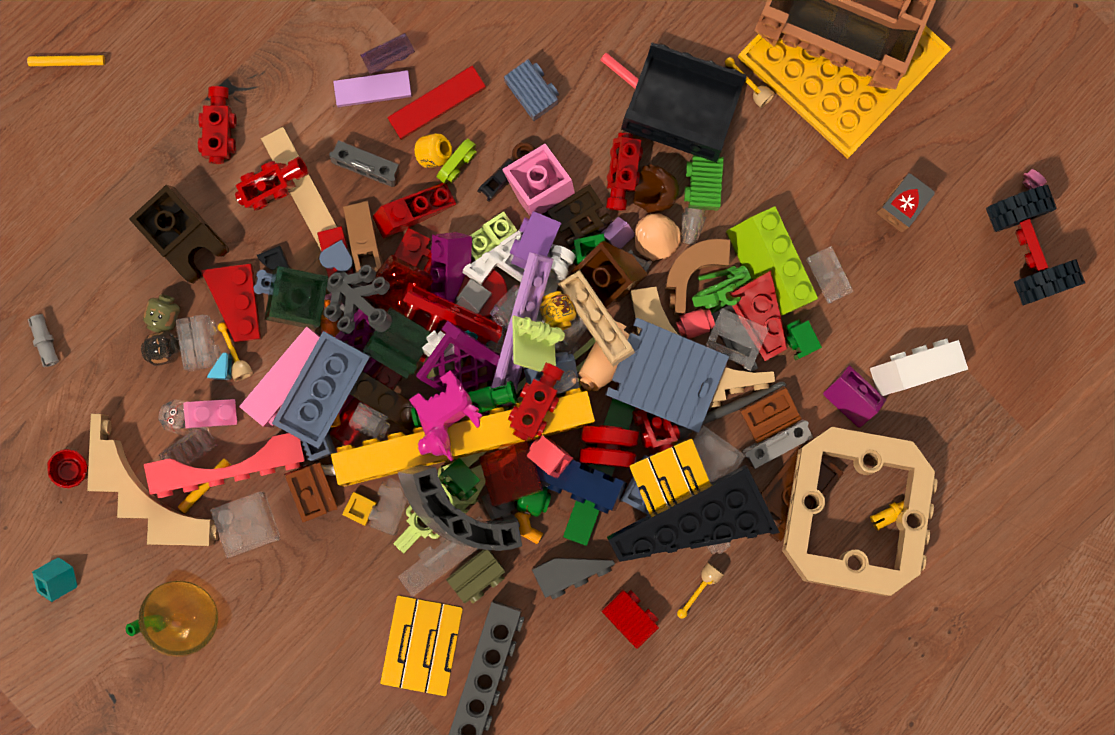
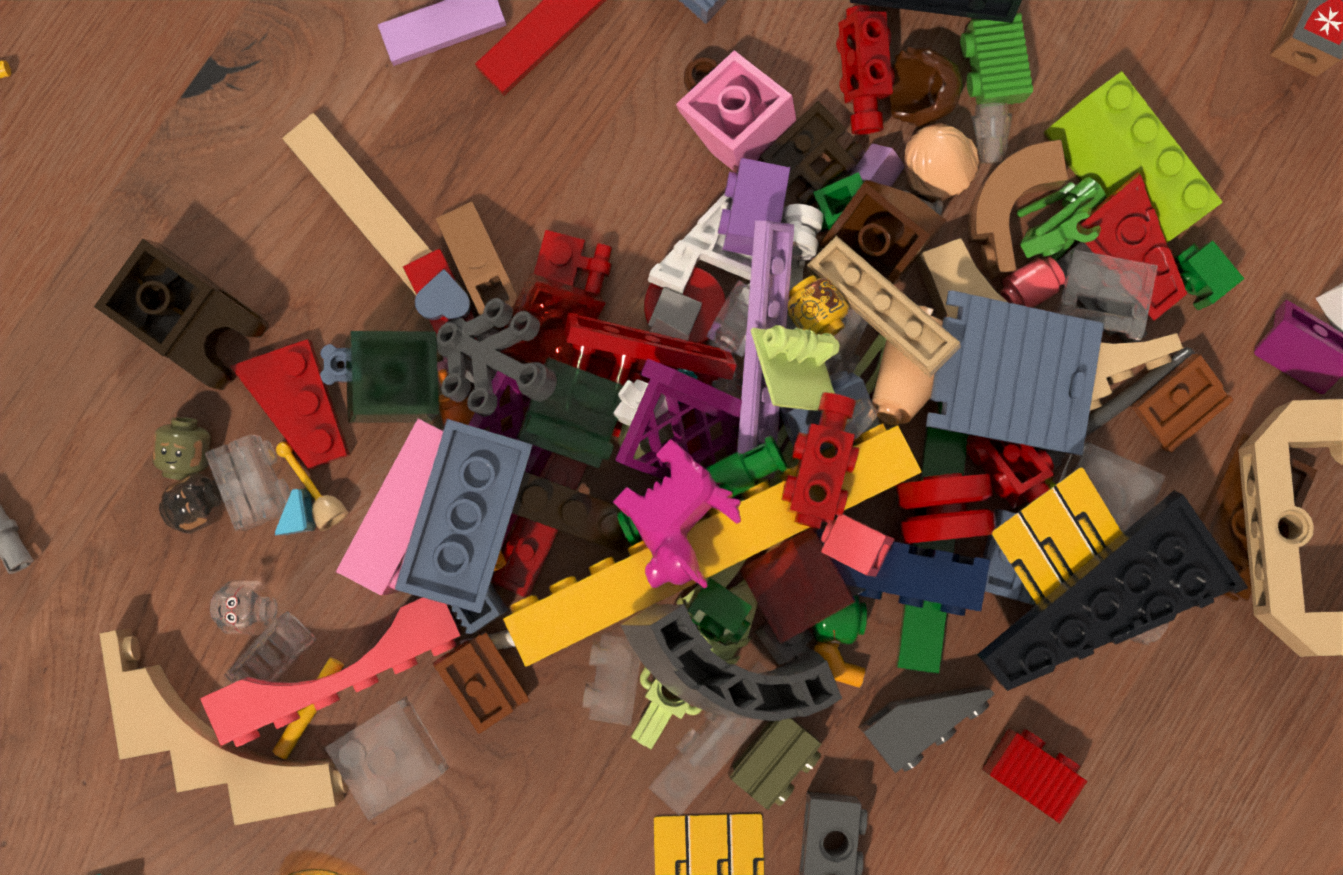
camera: 15 degrees left, 0 degrees up
(67, 468) = (80, 729): red hair -> none
(210, 413) = (292, 591): bright pink plate -> none
(217, 130) = (211, 138): red brick -> none
(268, 183) = (306, 202): red brick -> none
(273, 258) = (341, 321): black tile -> none
(359, 508) = (564, 691): yellow tile -> none
(365, 163) = (455, 143): dark grey piece -> none
(370, 422) = (553, 551): clear brick -> none
(413, 209) = (546, 200): red slope -> none
(432, 150) = (559, 99): yellow head -> none
(449, 257) = (622, 264): magenta slope -> none
(464, 153) = (608, 95): lime plate -> none
(491, 235) = (675, 217): yellowish green slope -> none
(499, 177) = (672, 122): black bar -> none
(711, 576) = (1144, 679): hinge -> none
(778, 444) = (1206, 446): light grey piece -> none
(829, 275) = (1228, 162): clear hinge -> none

